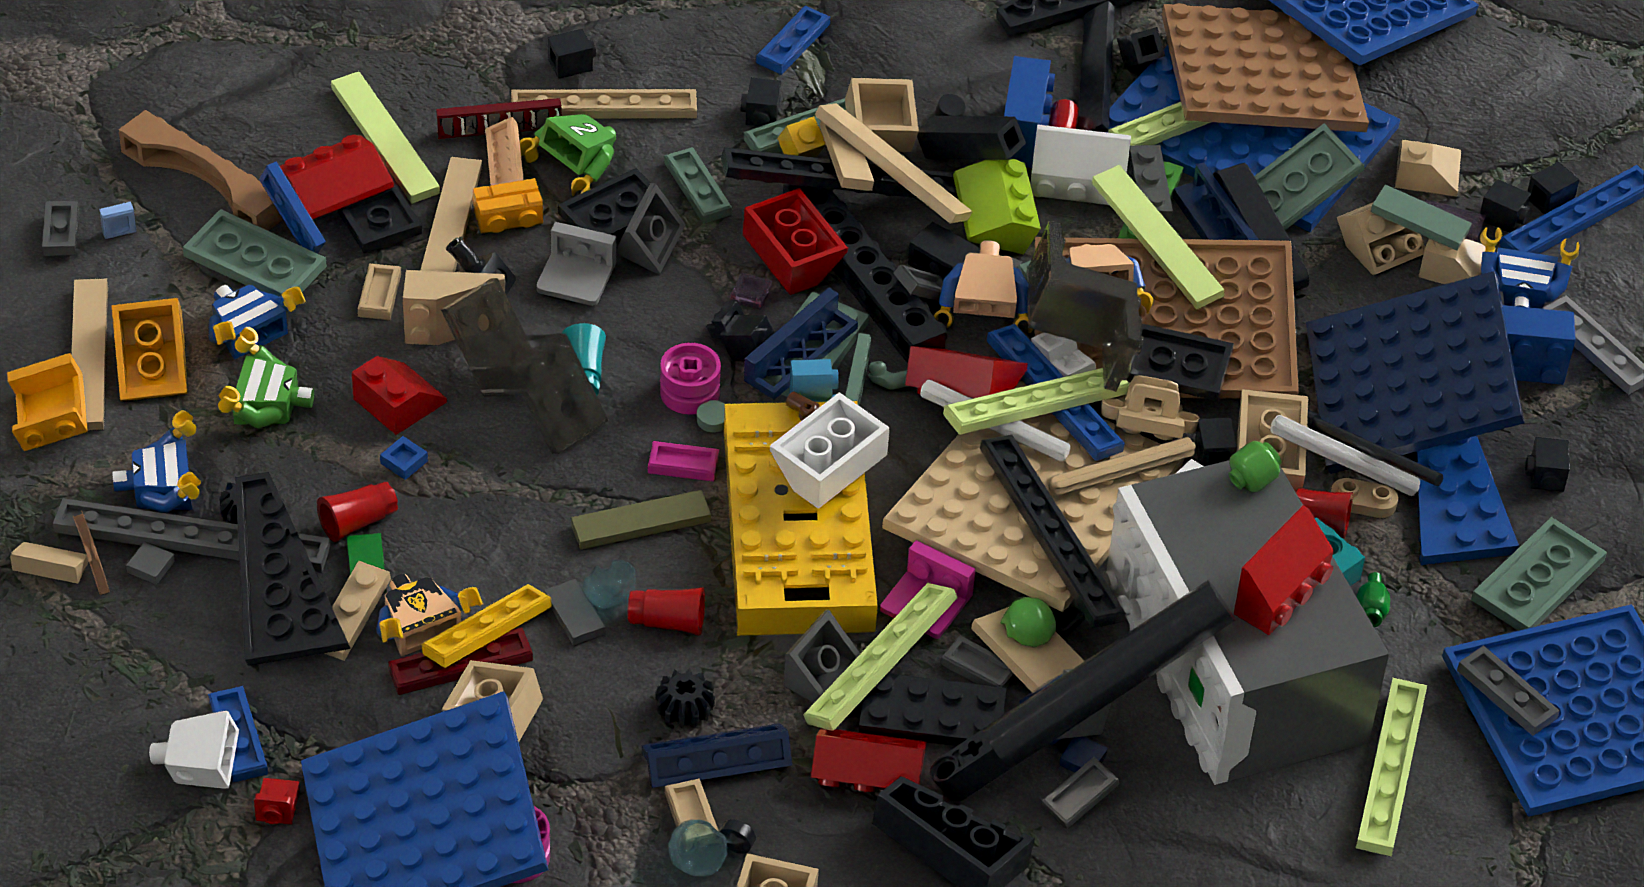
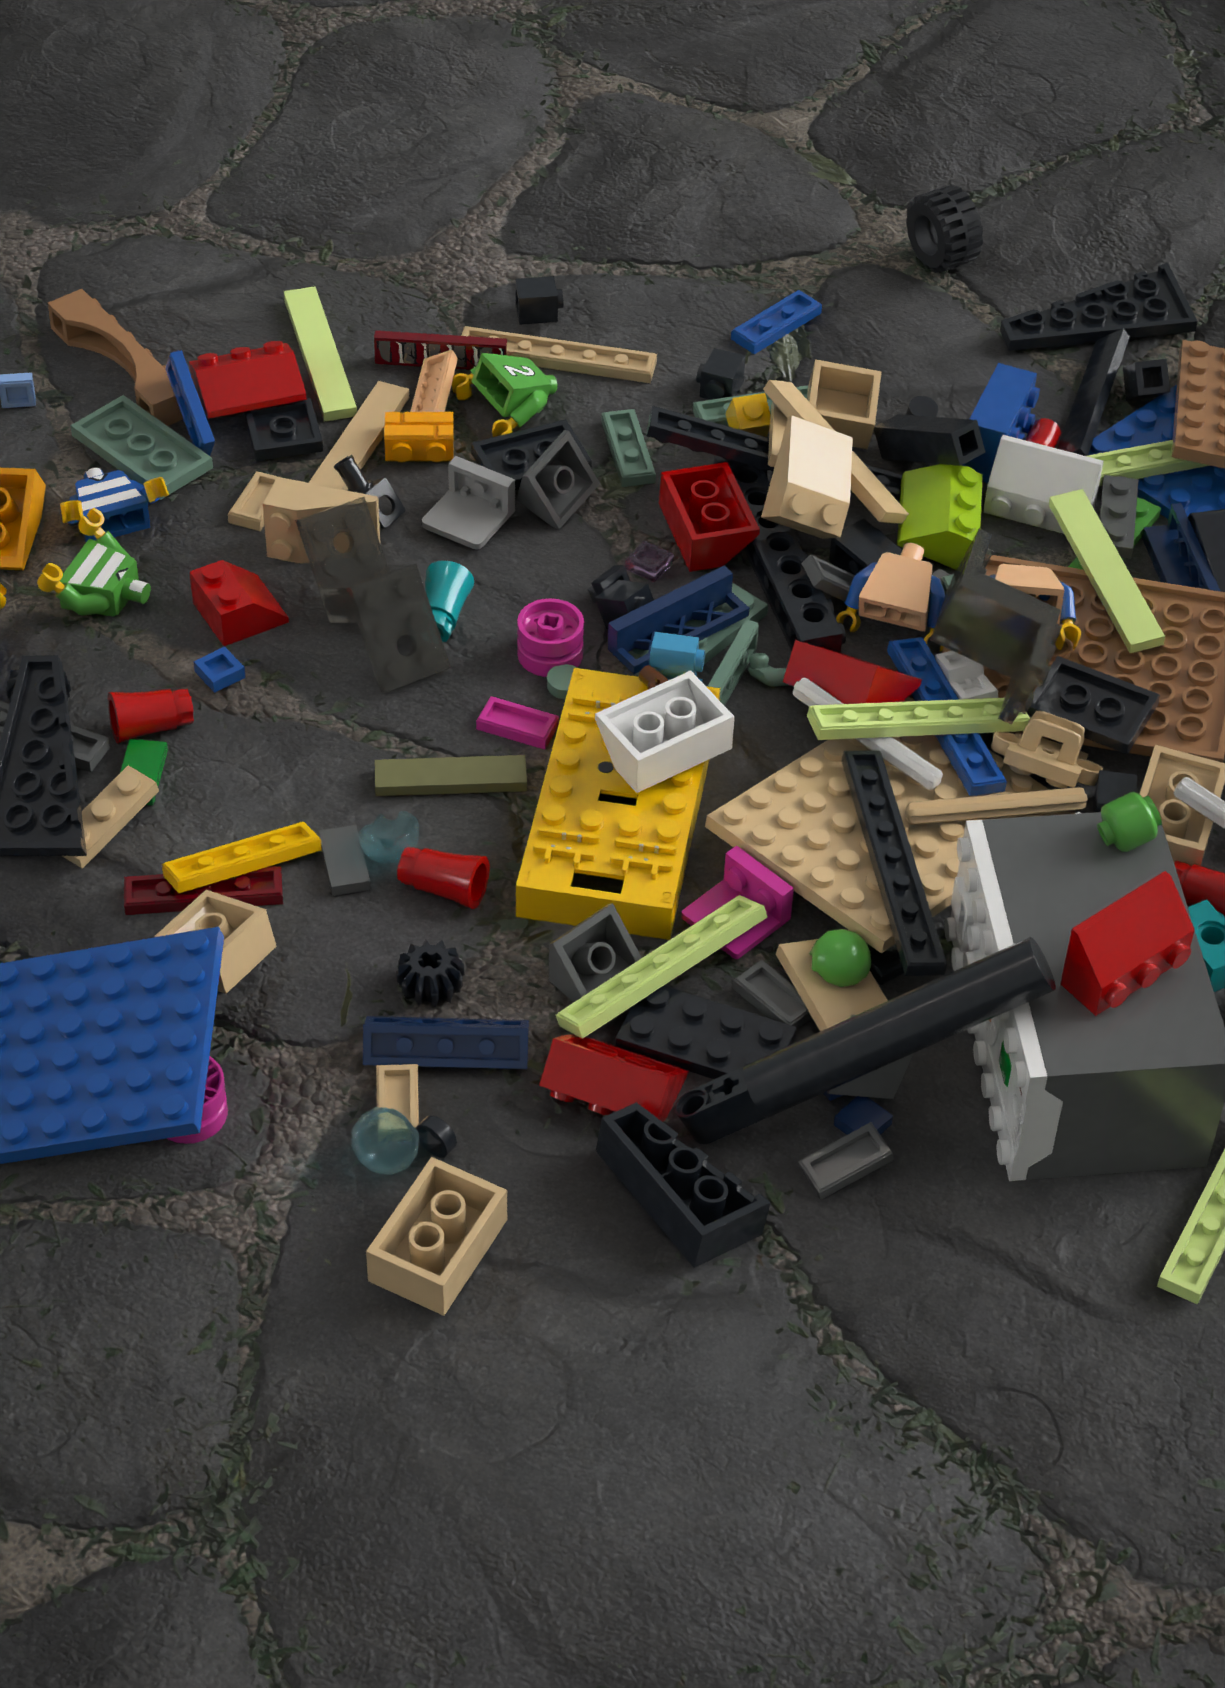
camera: 15 degrees right, 0 degrees up
(421, 611) = (173, 829): torso -> none
(884, 196) = (811, 480): none -> tan slope

